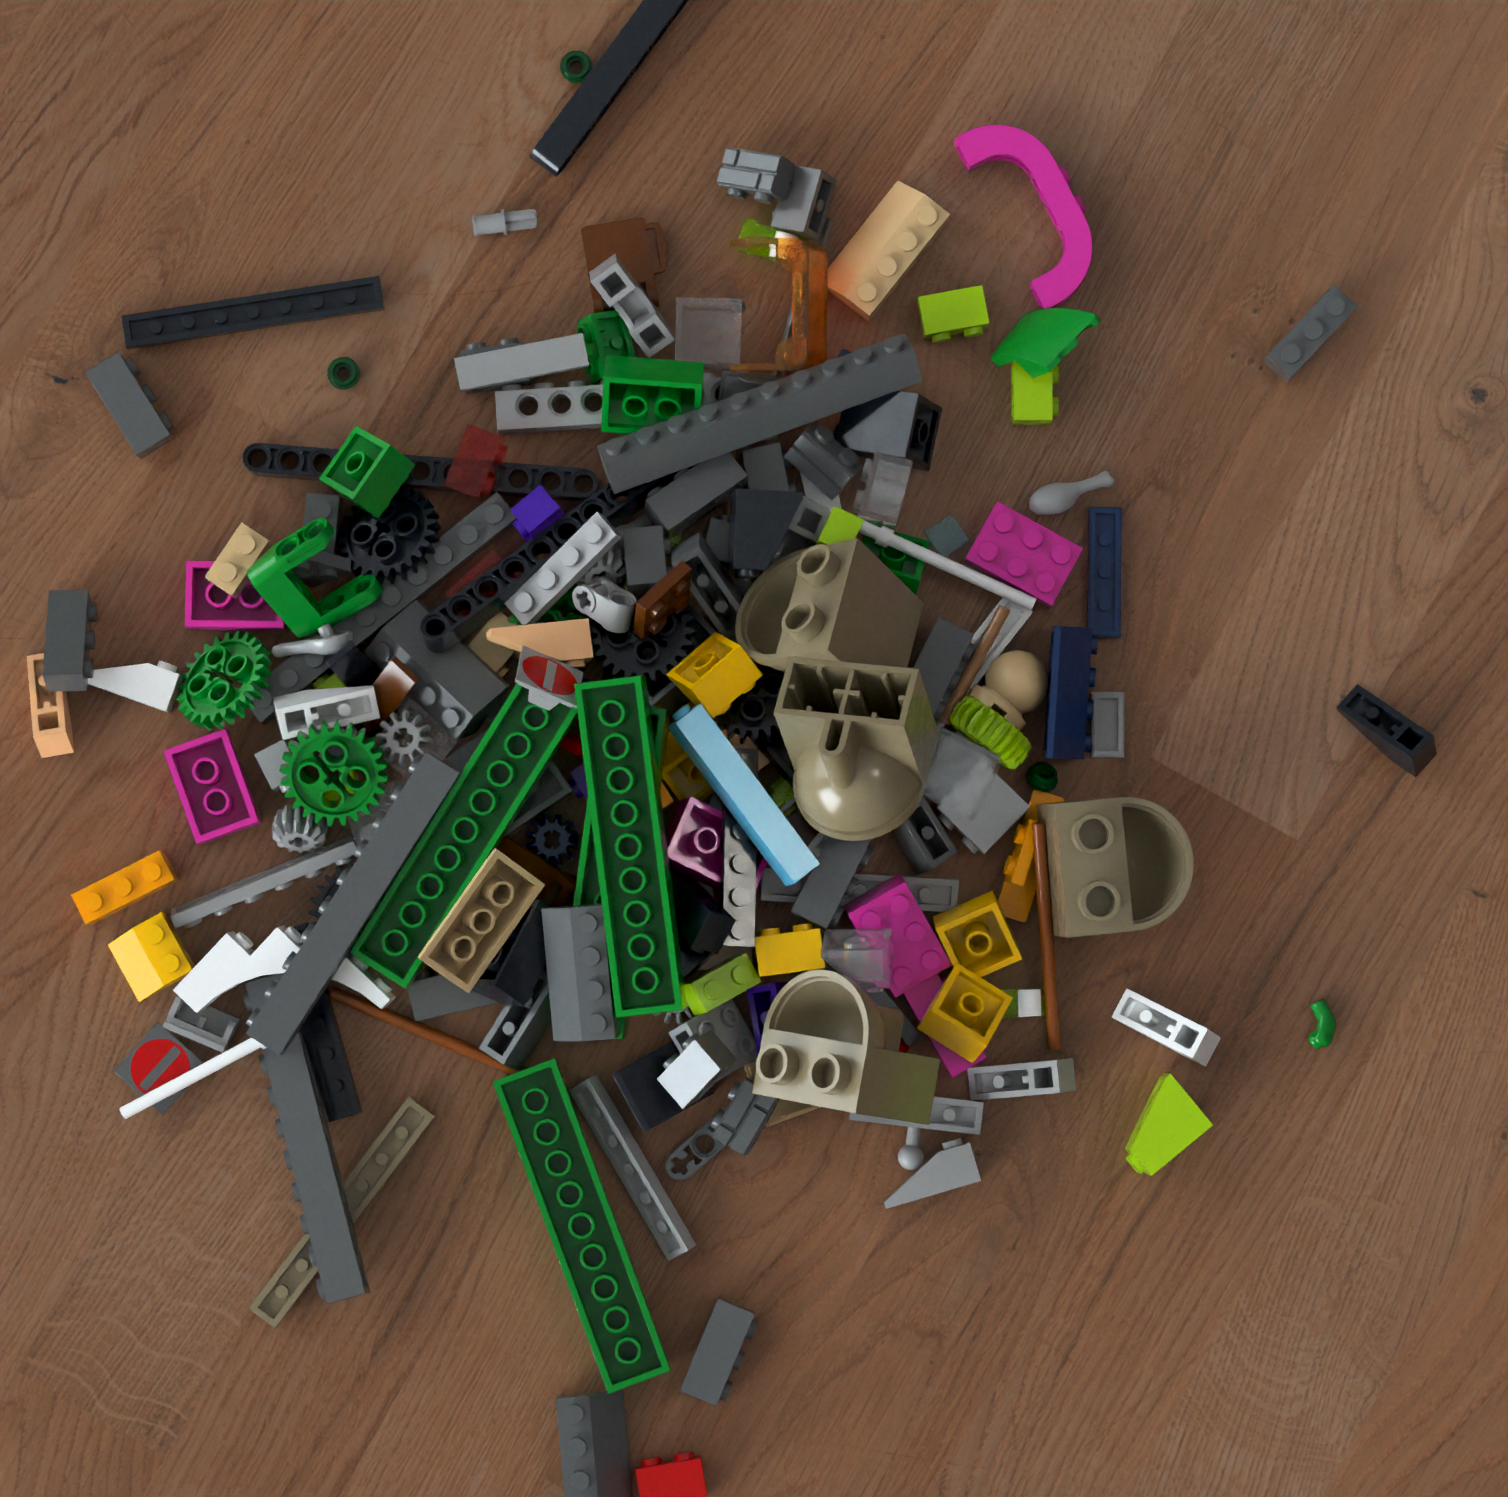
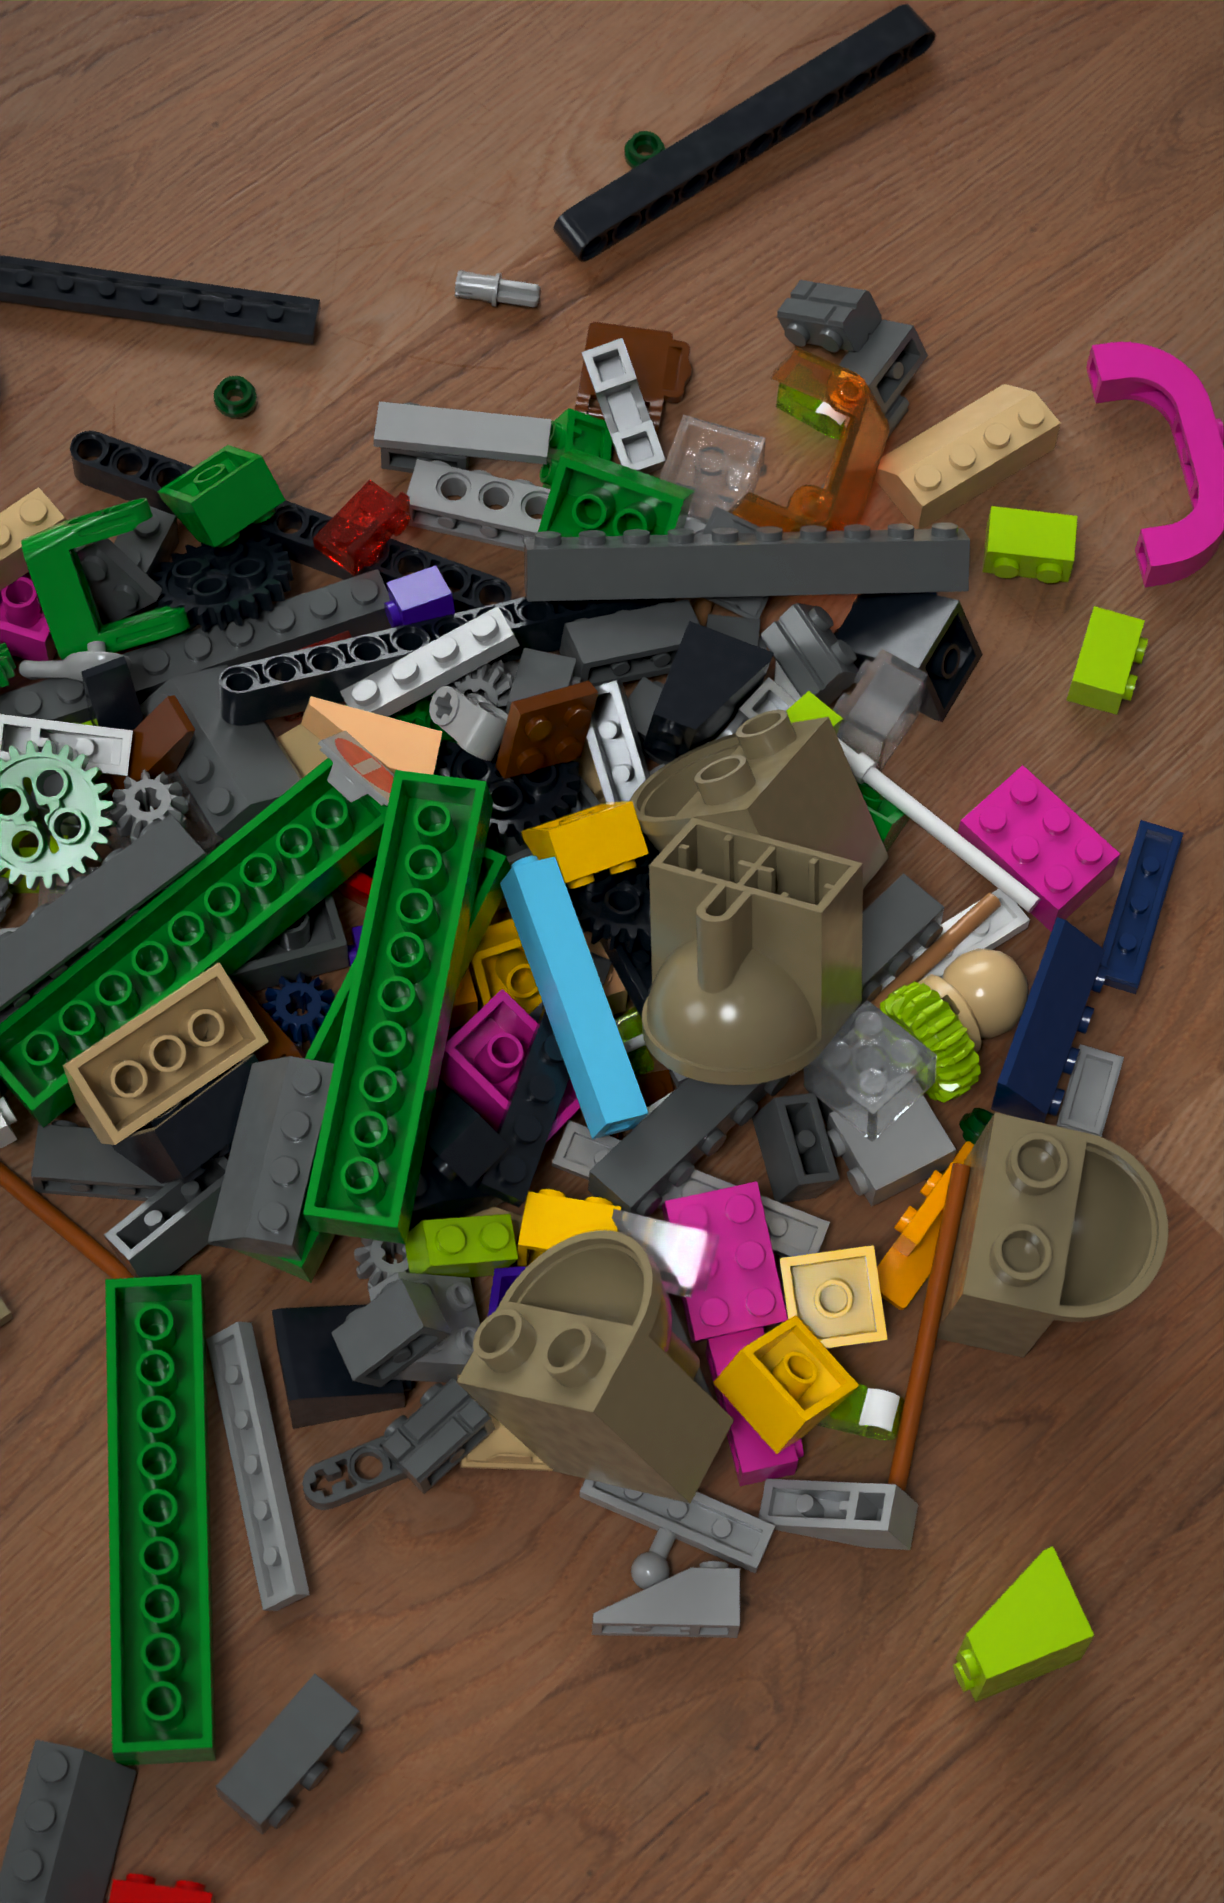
camera: 15 degrees right, 20 degrees down
(947, 536) = (944, 800): clear light blue tile -> none
(1043, 339) = (1143, 592): green slope -> none
(1061, 496) = (1107, 793): light grey piece -> none
(1166, 1027) = (1064, 1506): white slope -> none

